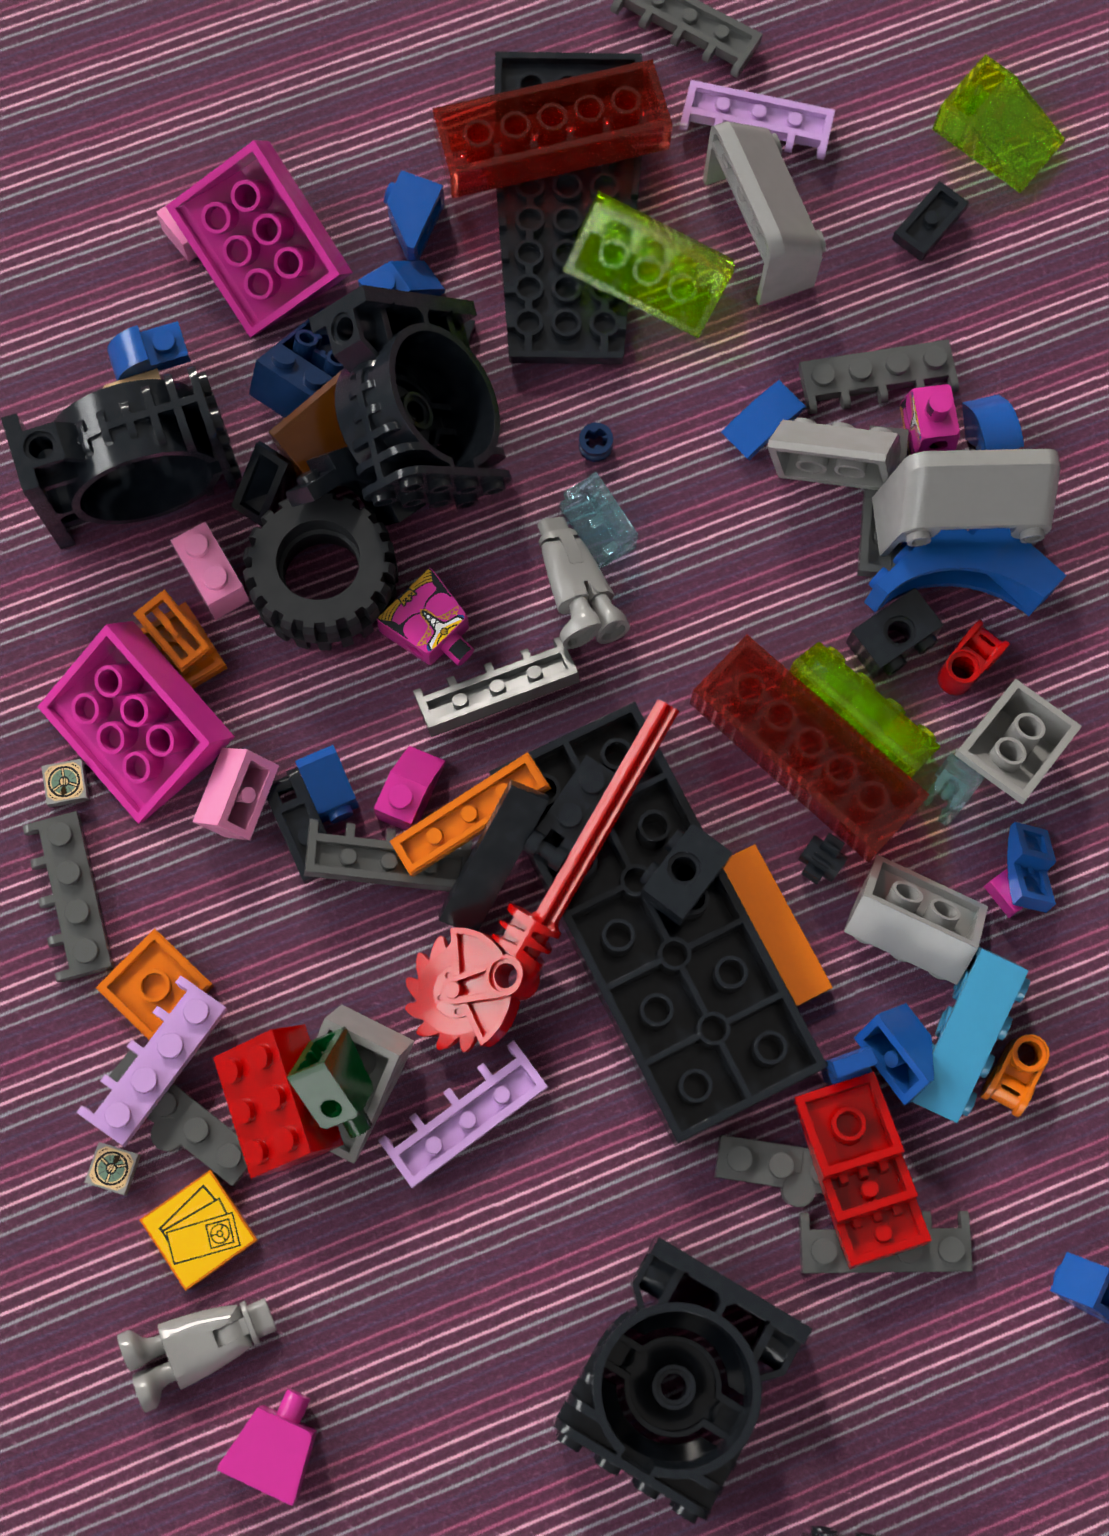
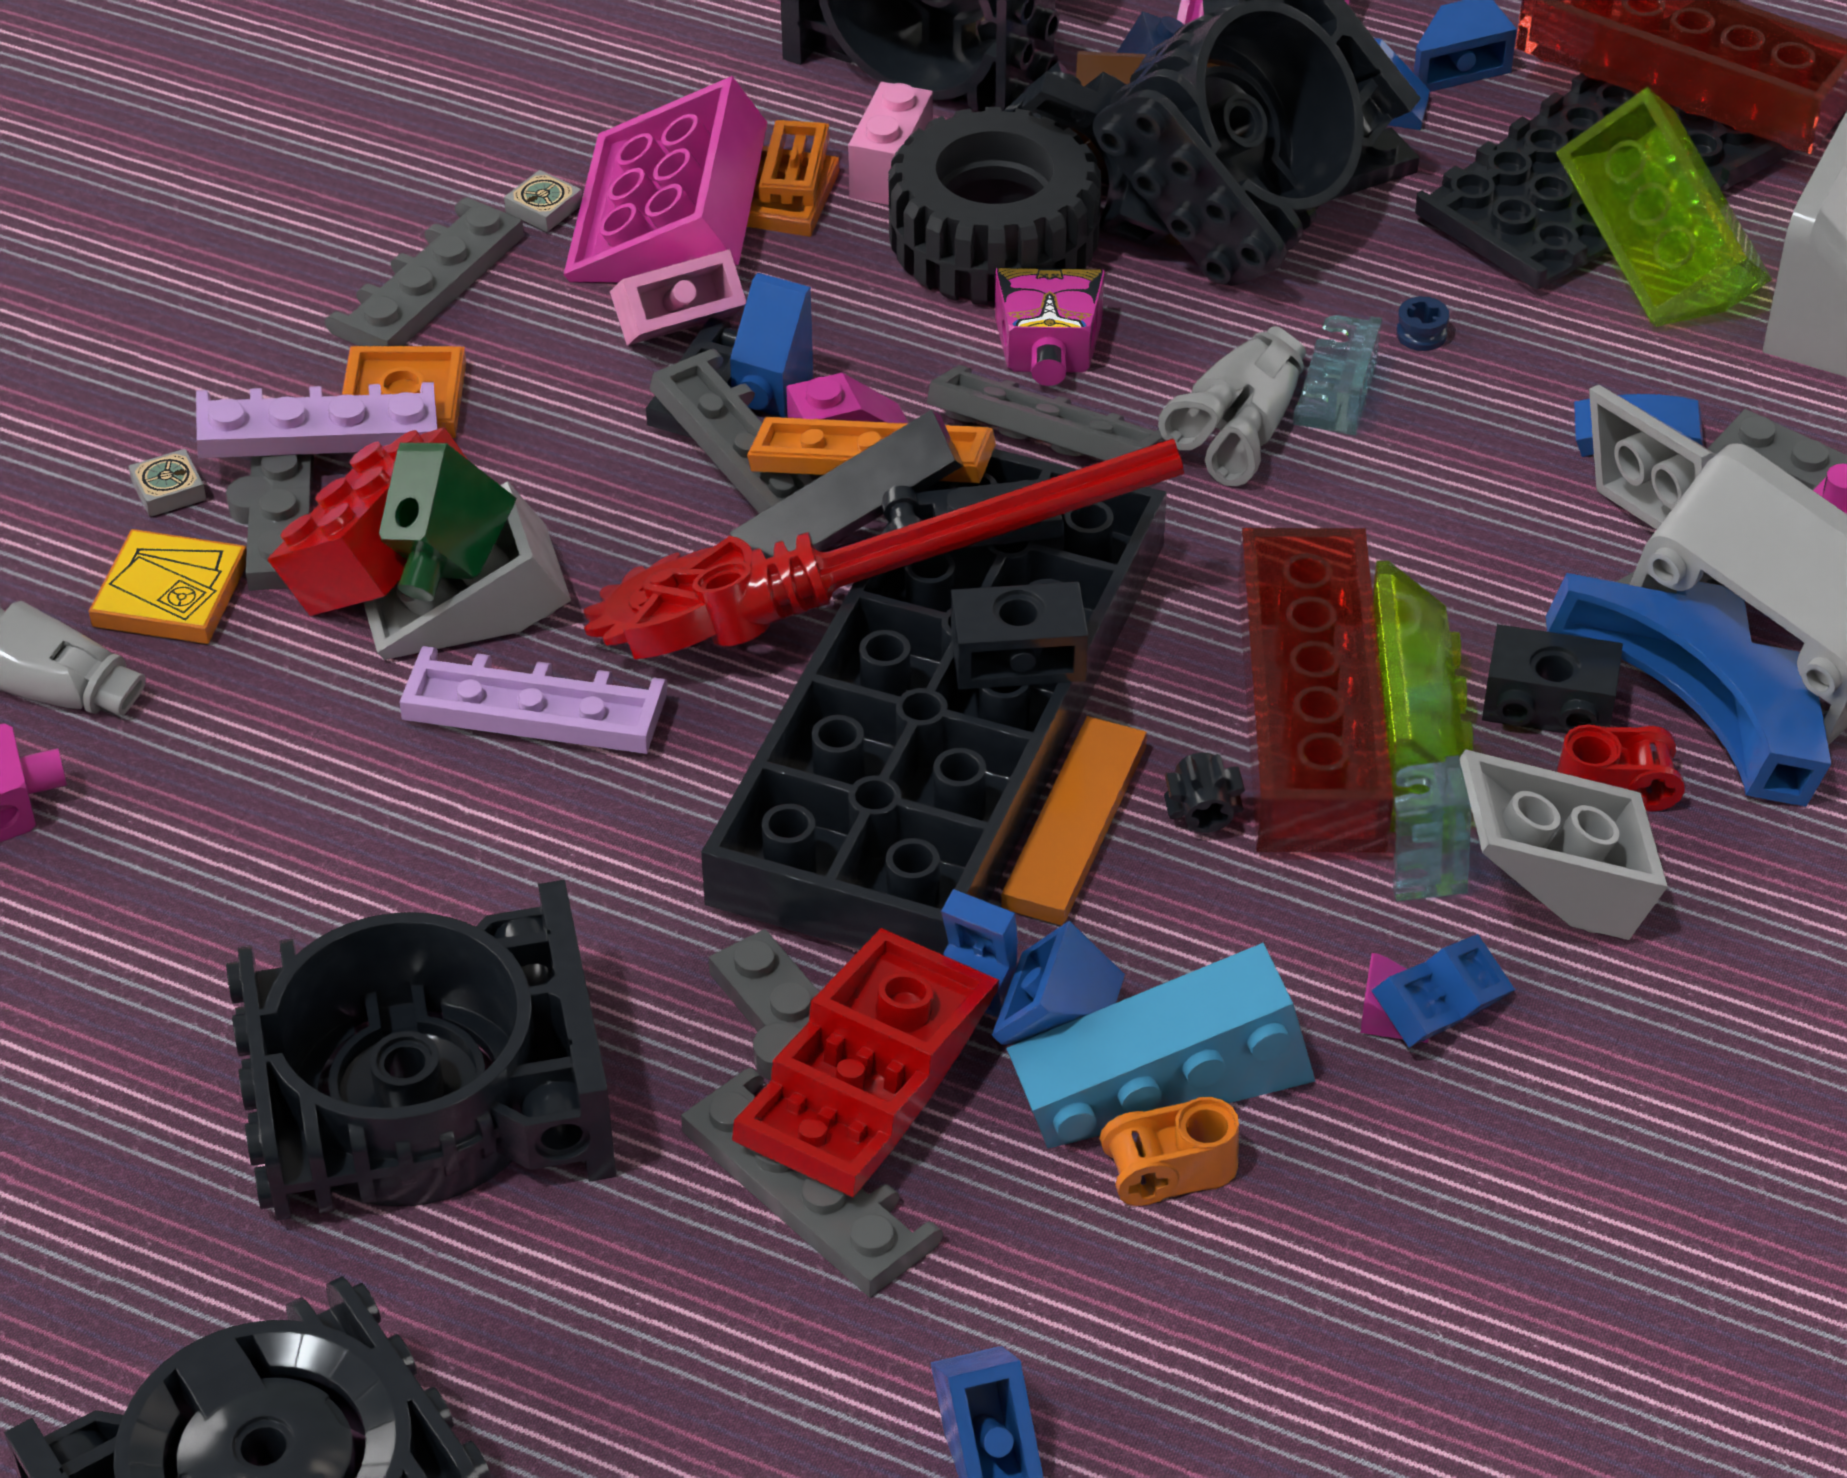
camera: 50 degrees right, 30 degrees down
(917, 920) = (1234, 895): light grey slope -> none

